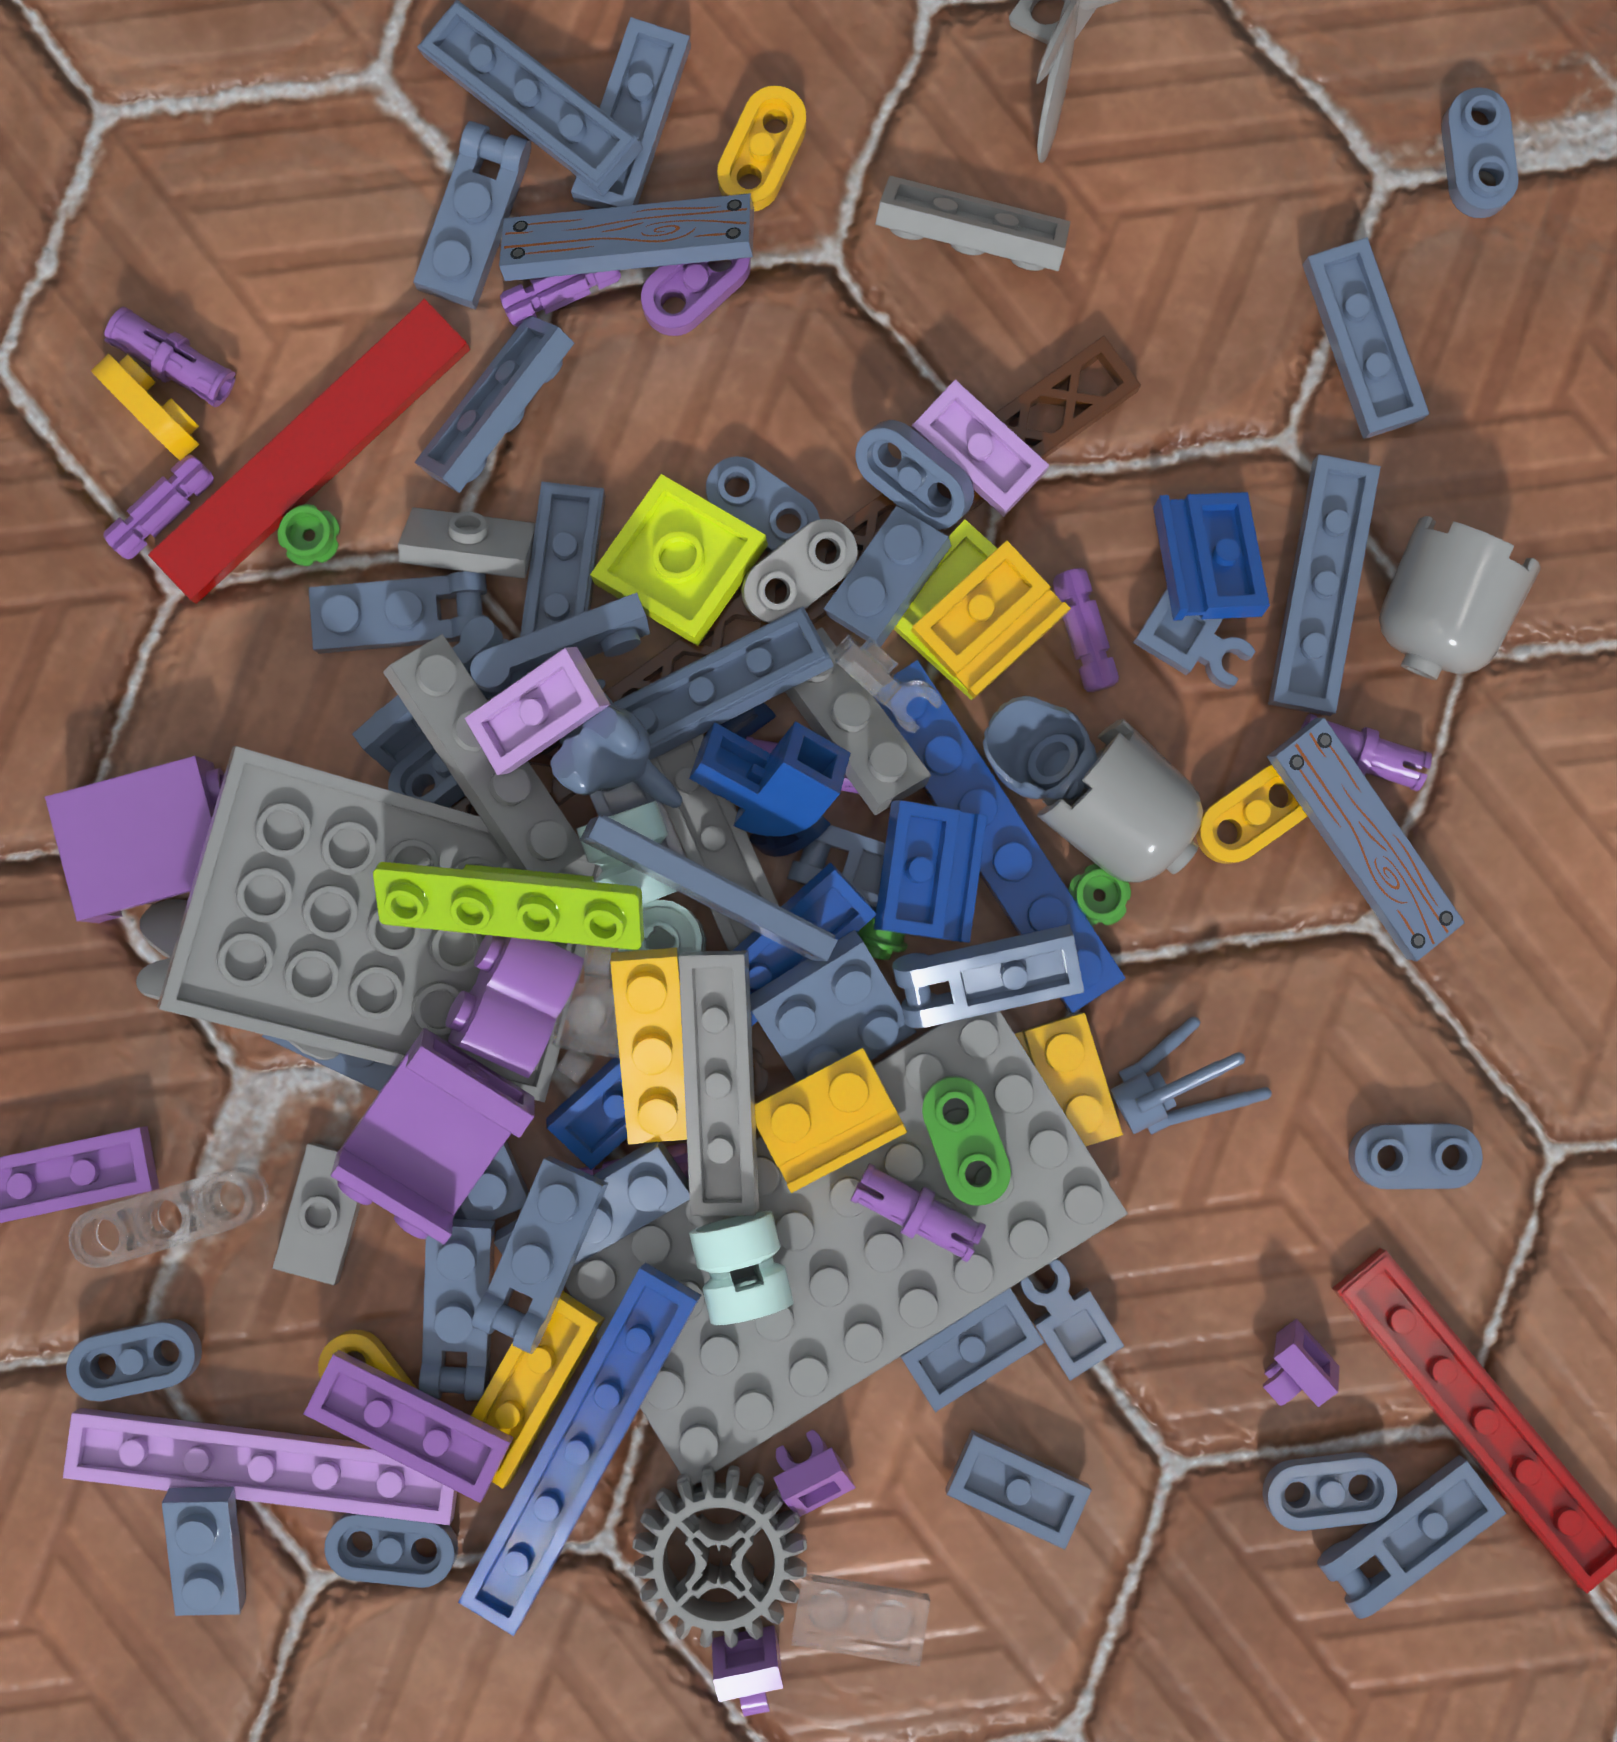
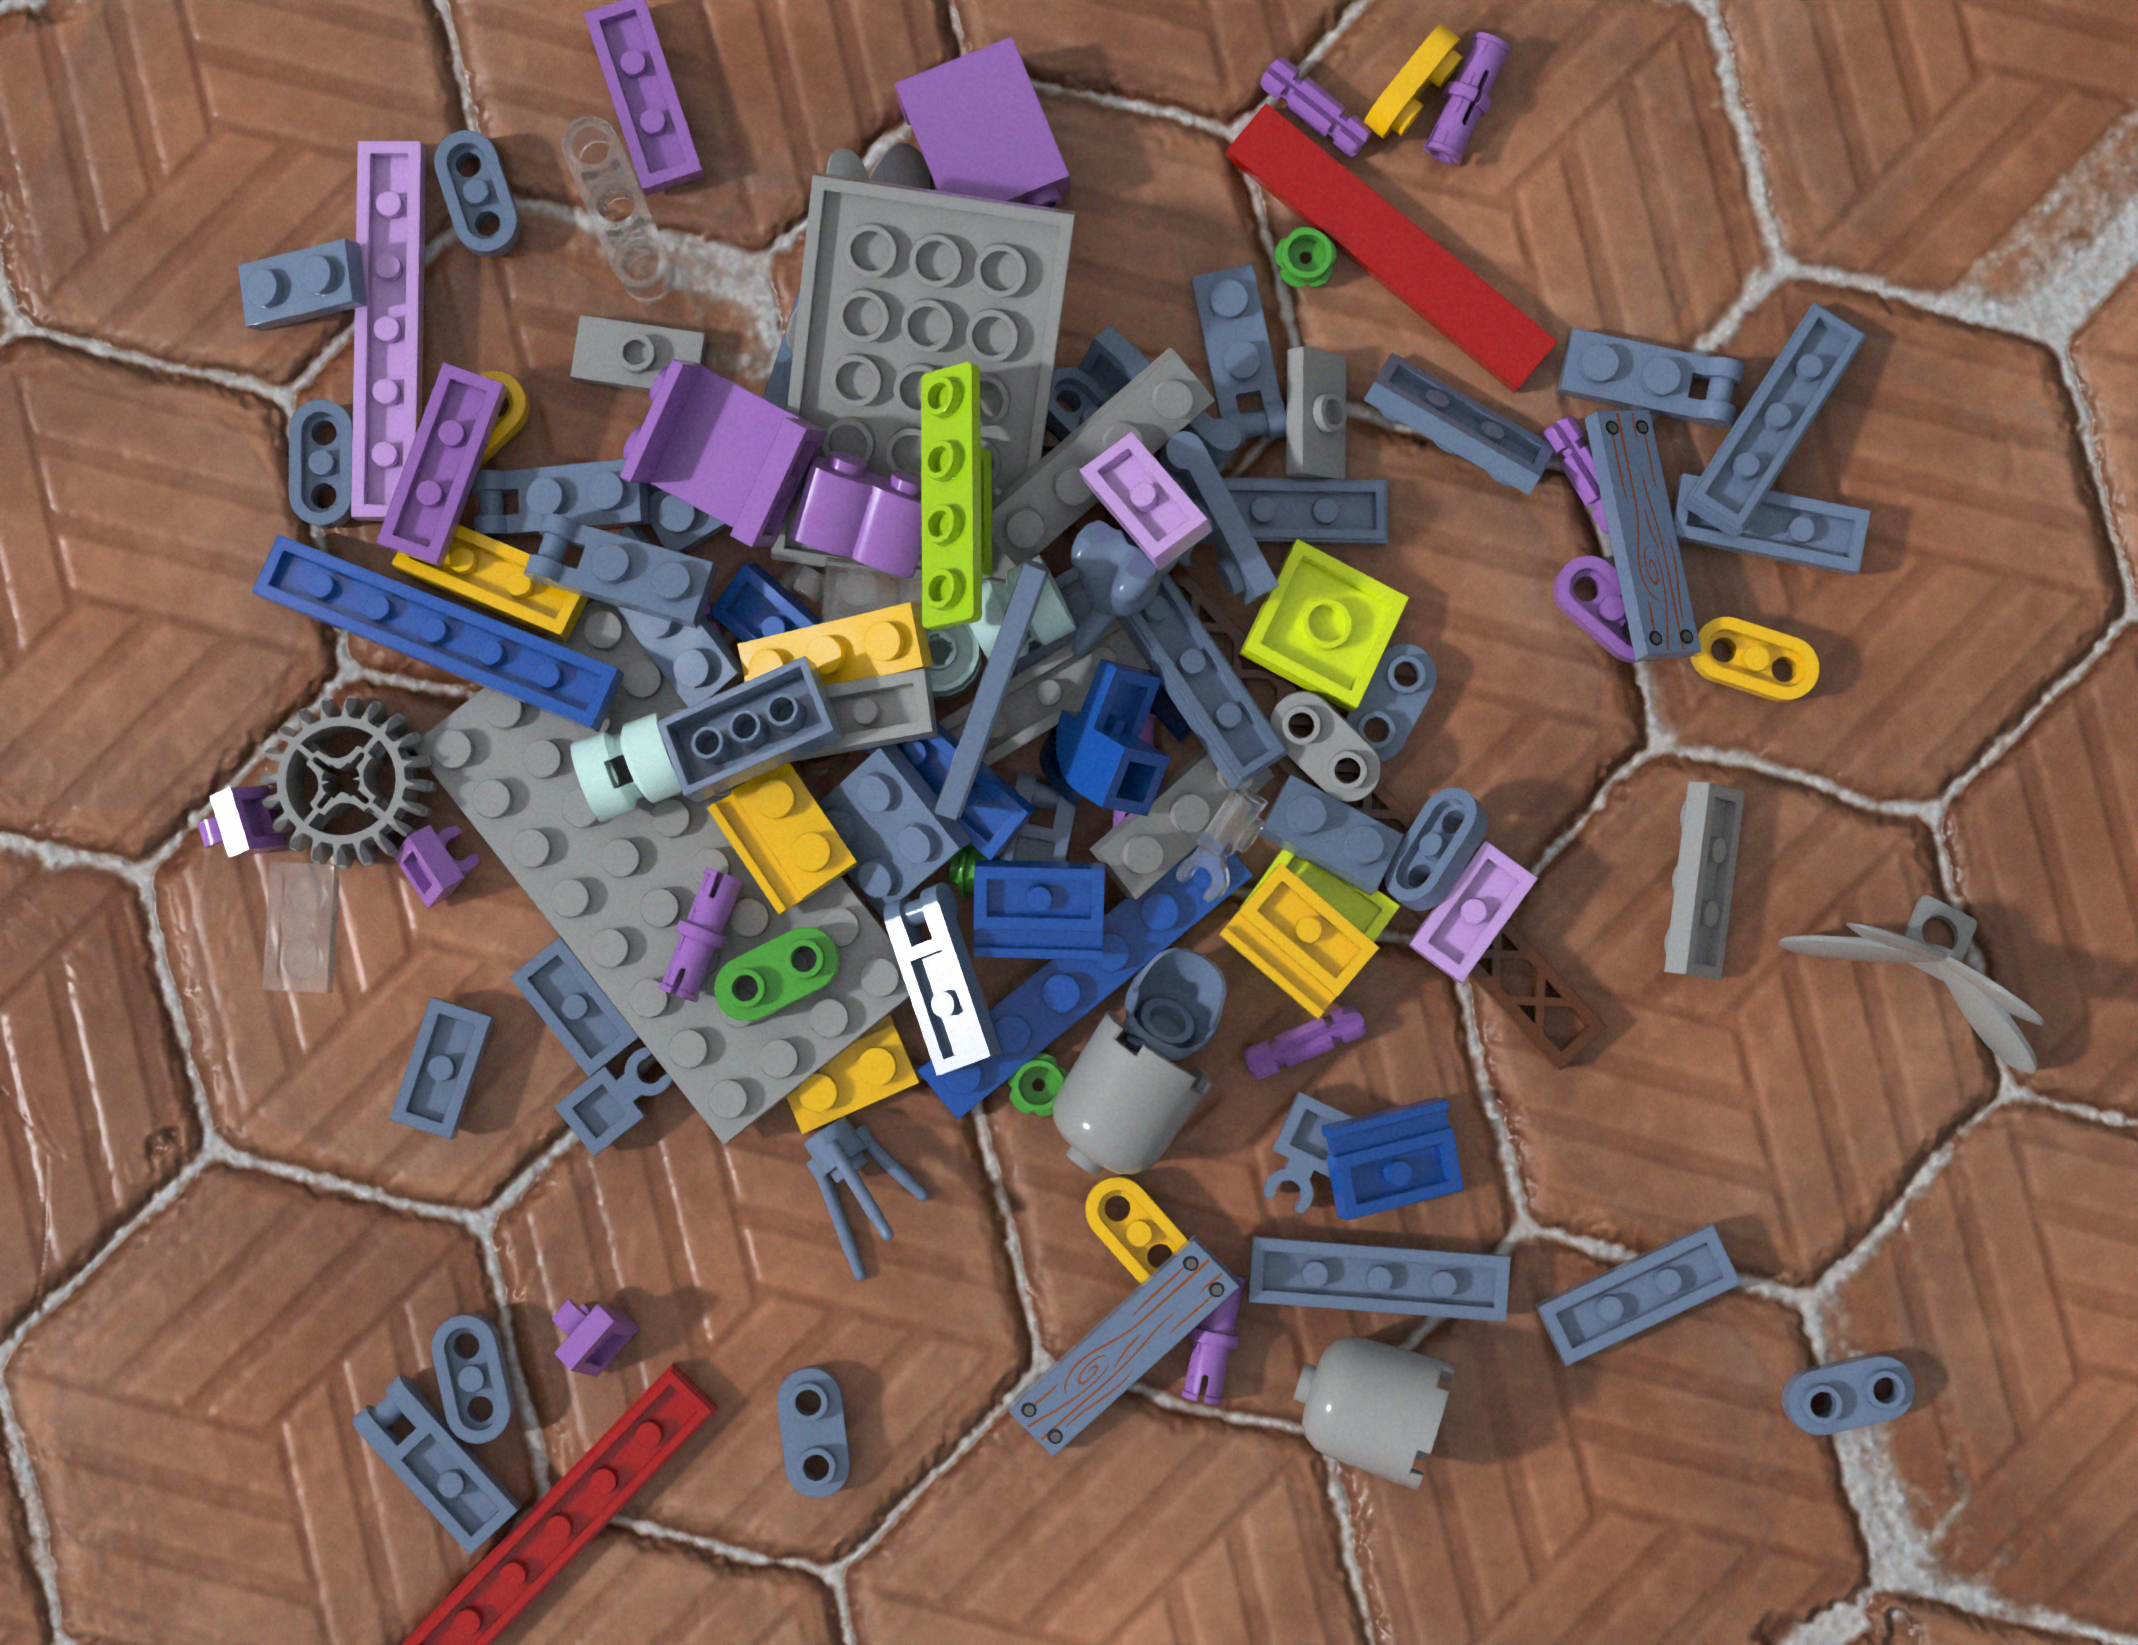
camera: 85 degrees right, 0 degrees up
(720, 1139) = (750, 729): none -> sand blue piece

